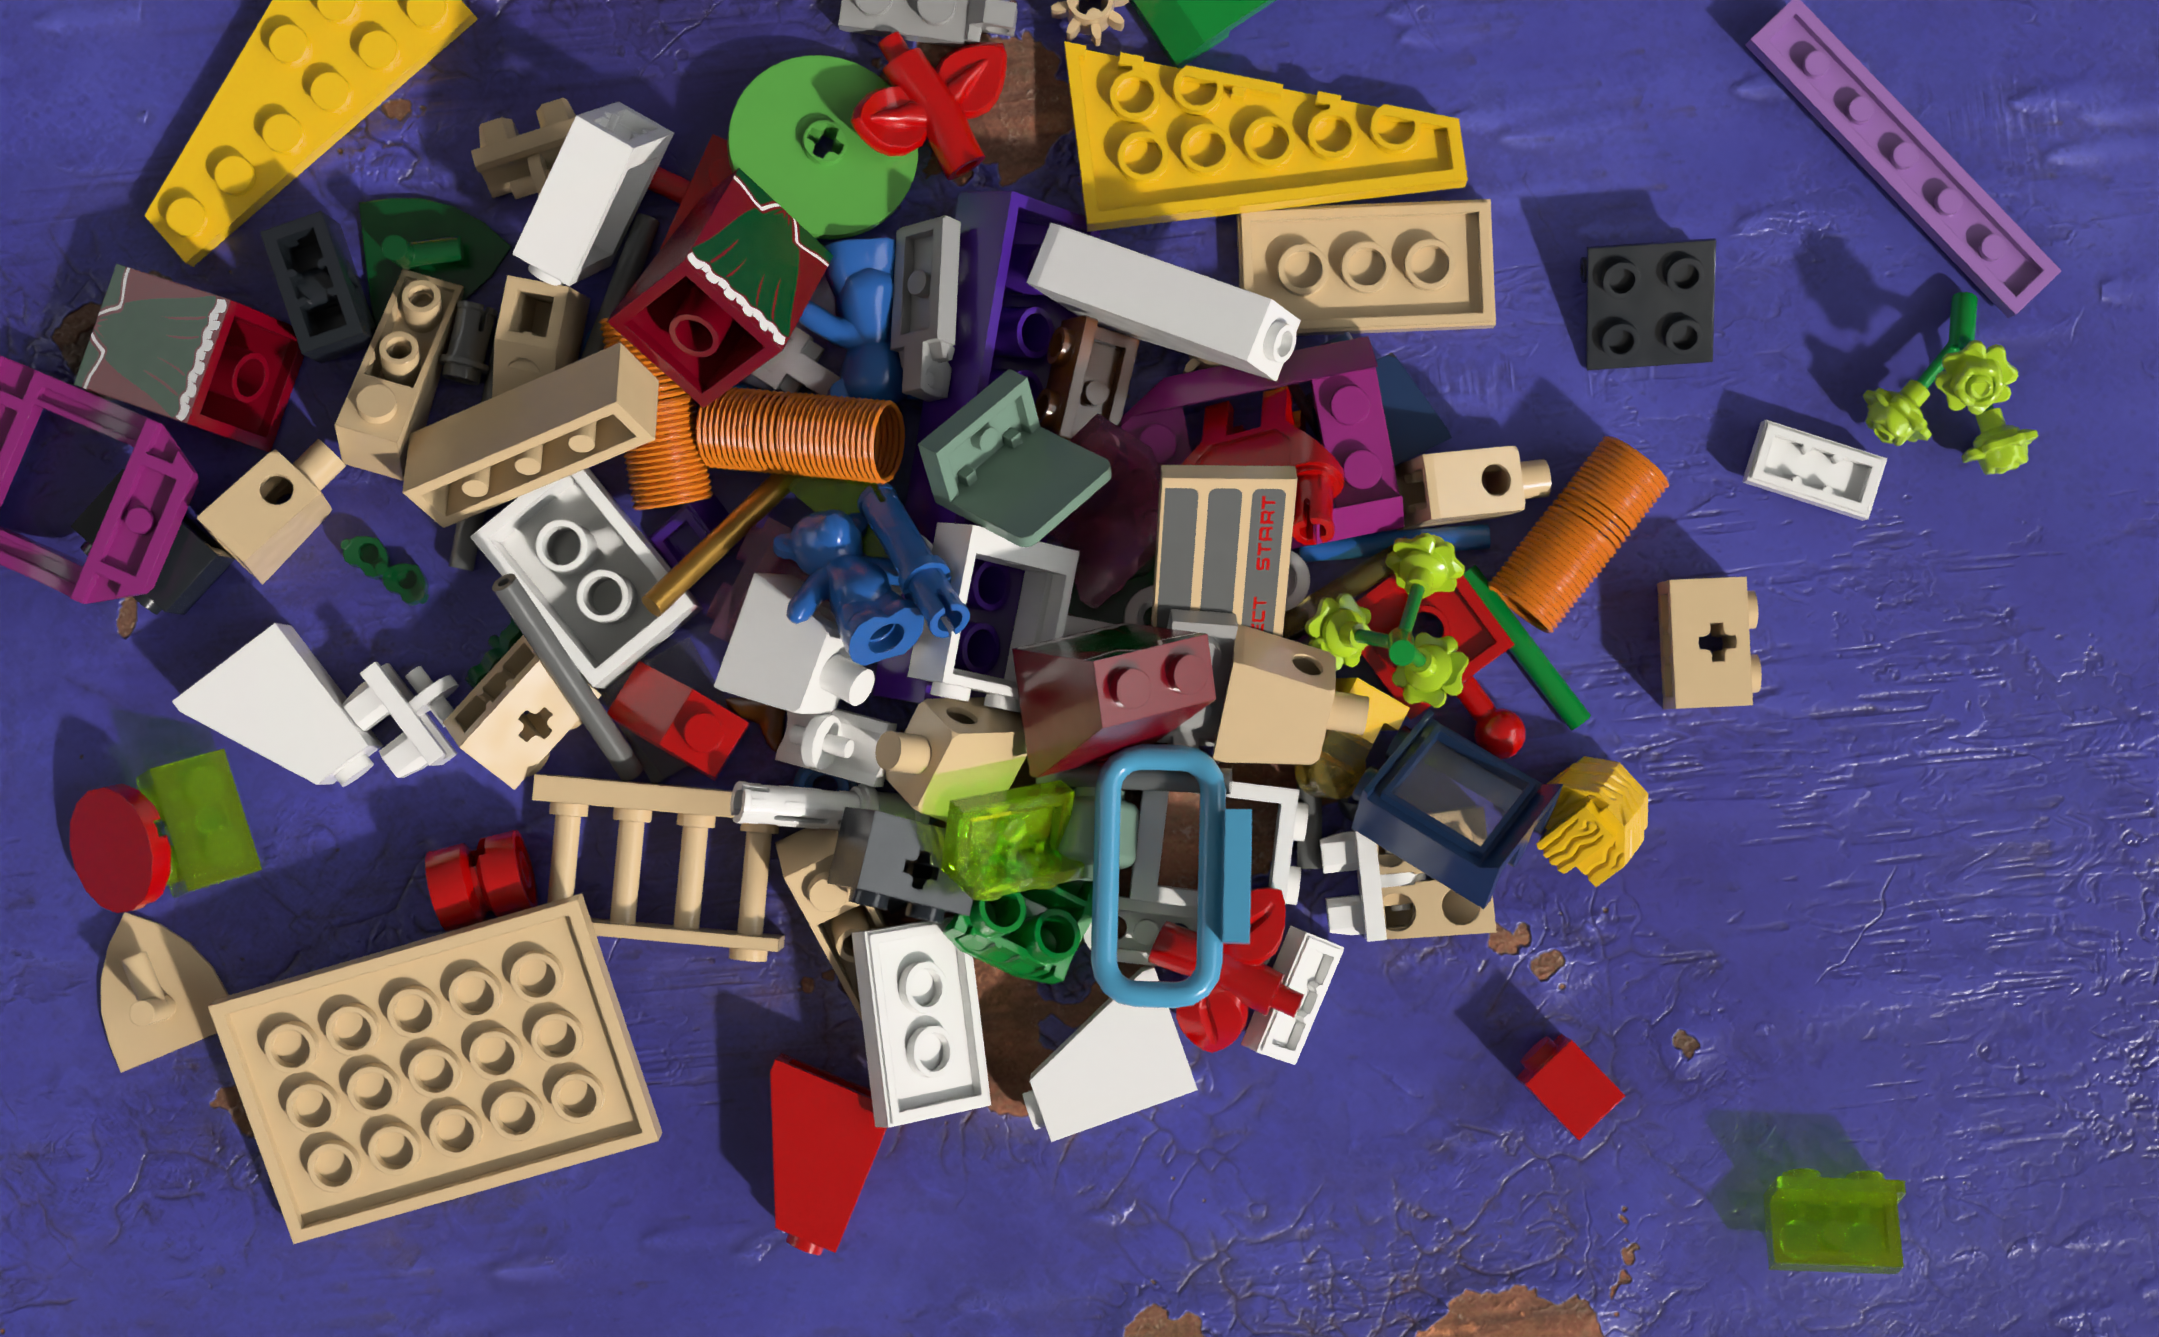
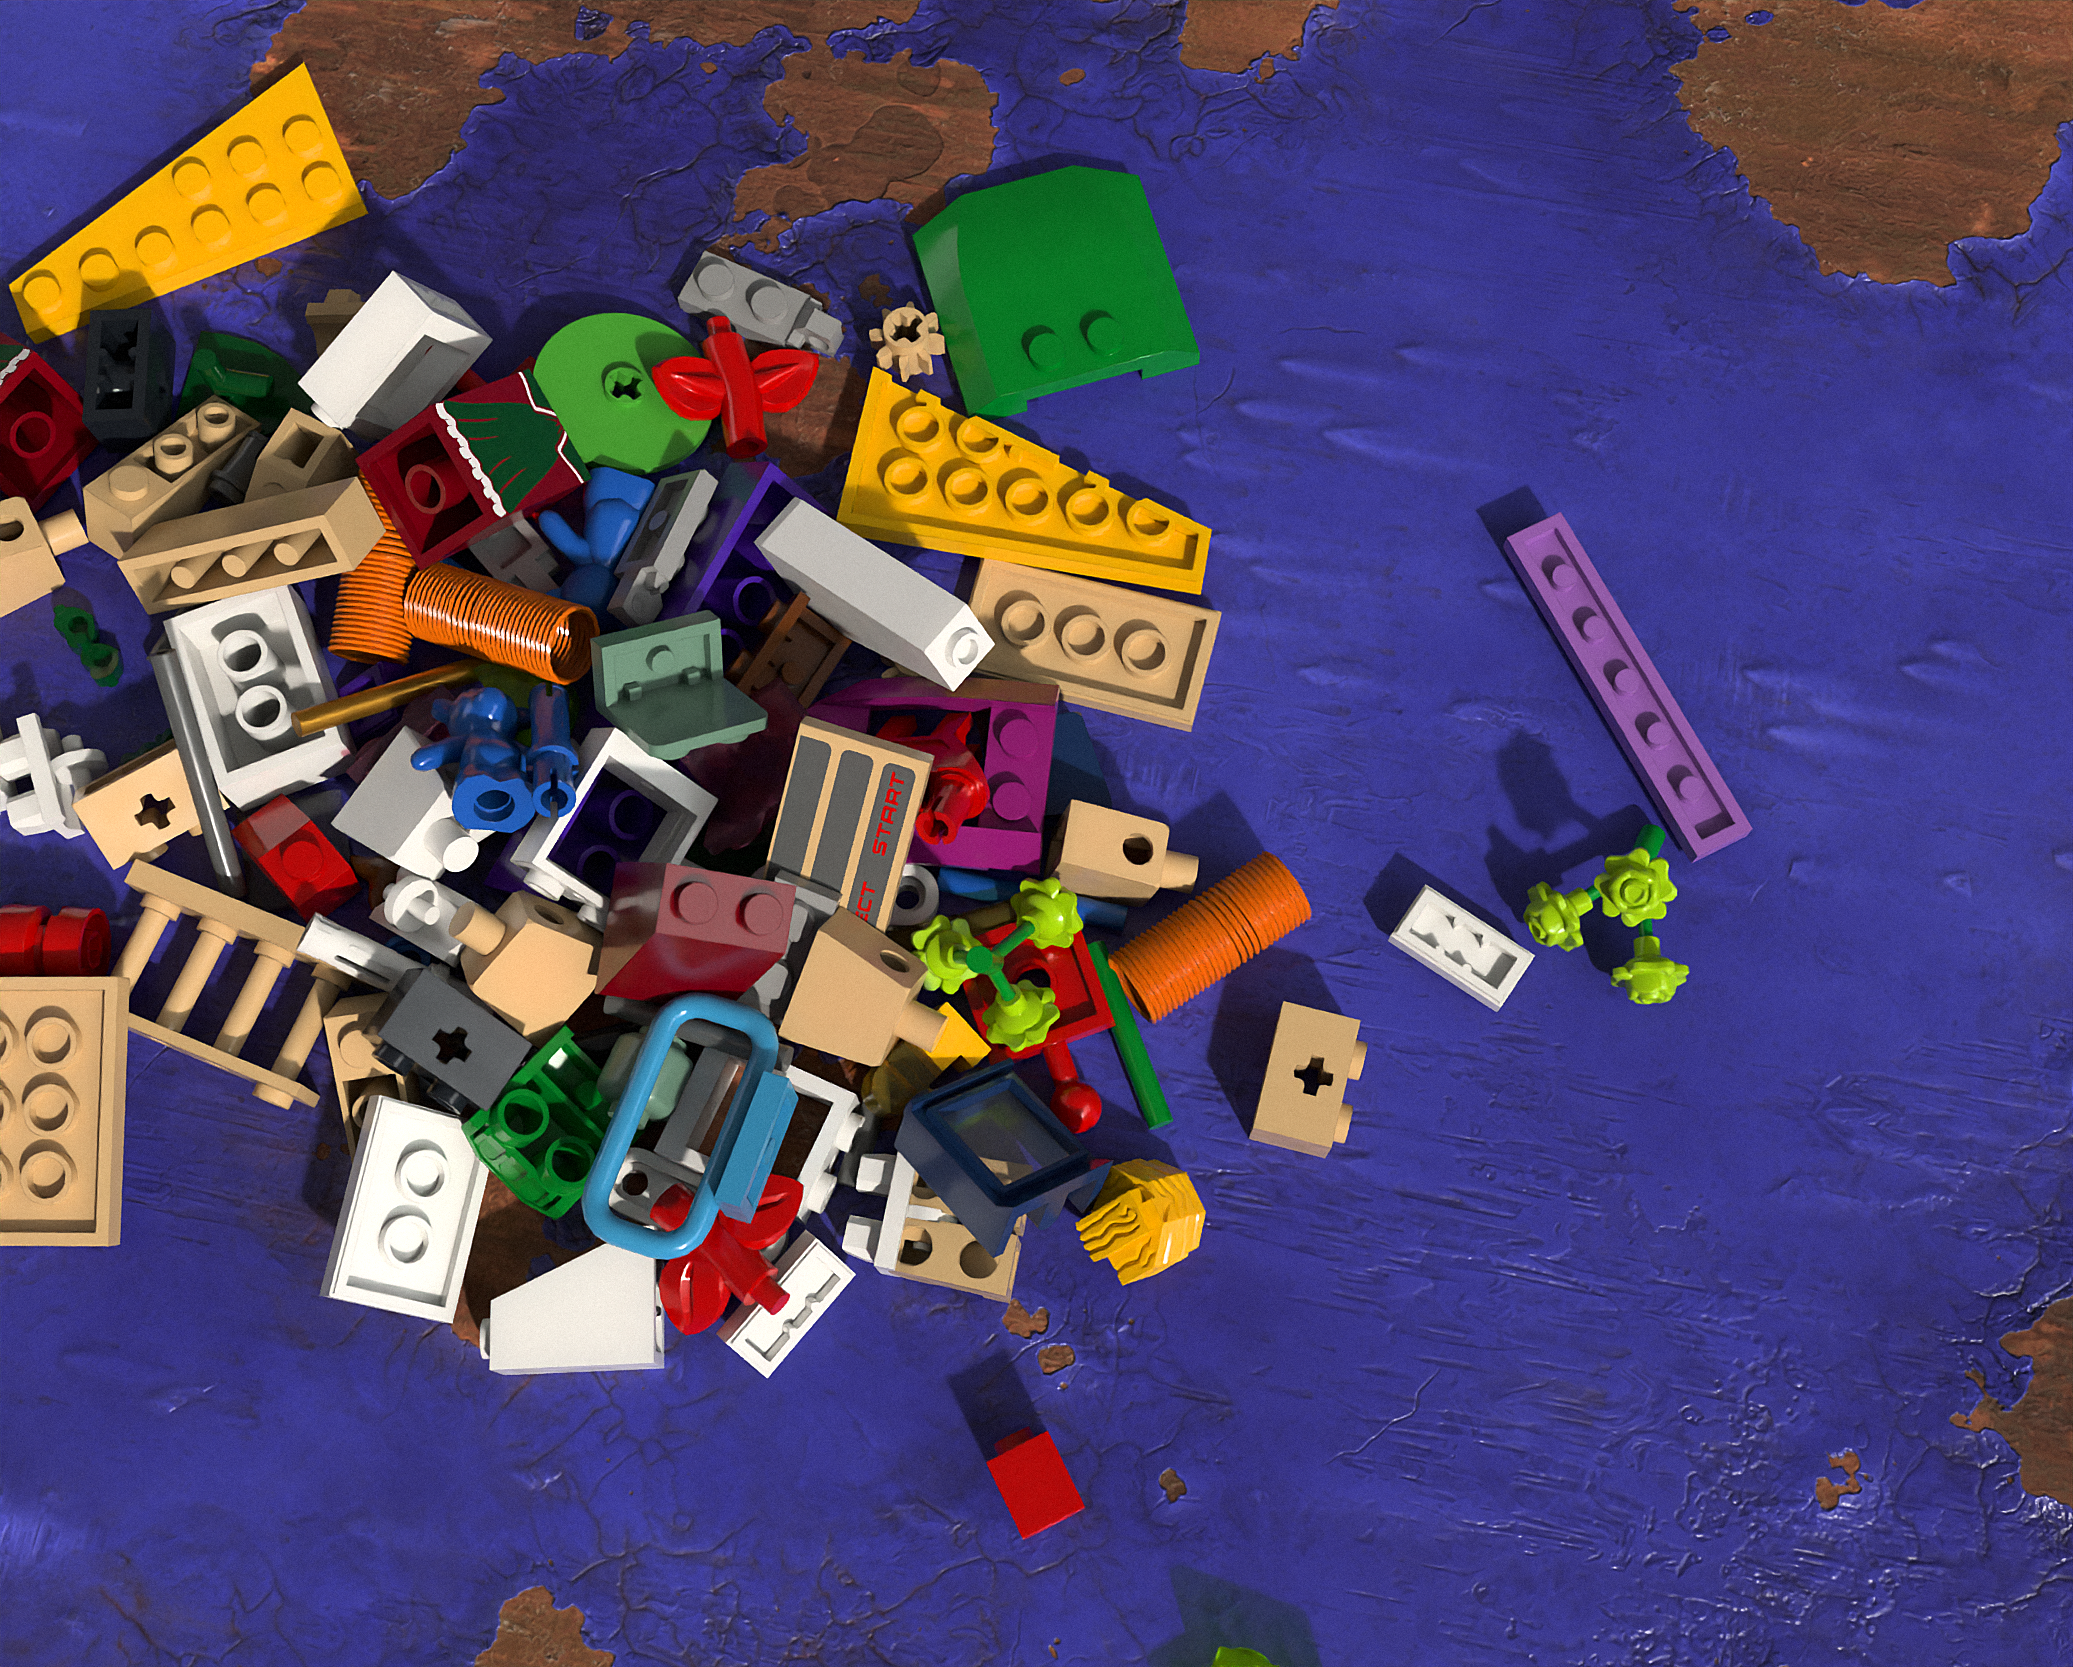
camera: 20 degrees right, 15 degrees down
(820, 1151) = (262, 1316): red slope -> none
(1009, 841) = (549, 1045): clear neon green bracket -> none
(1649, 303) = (1344, 747): black hinge -> none

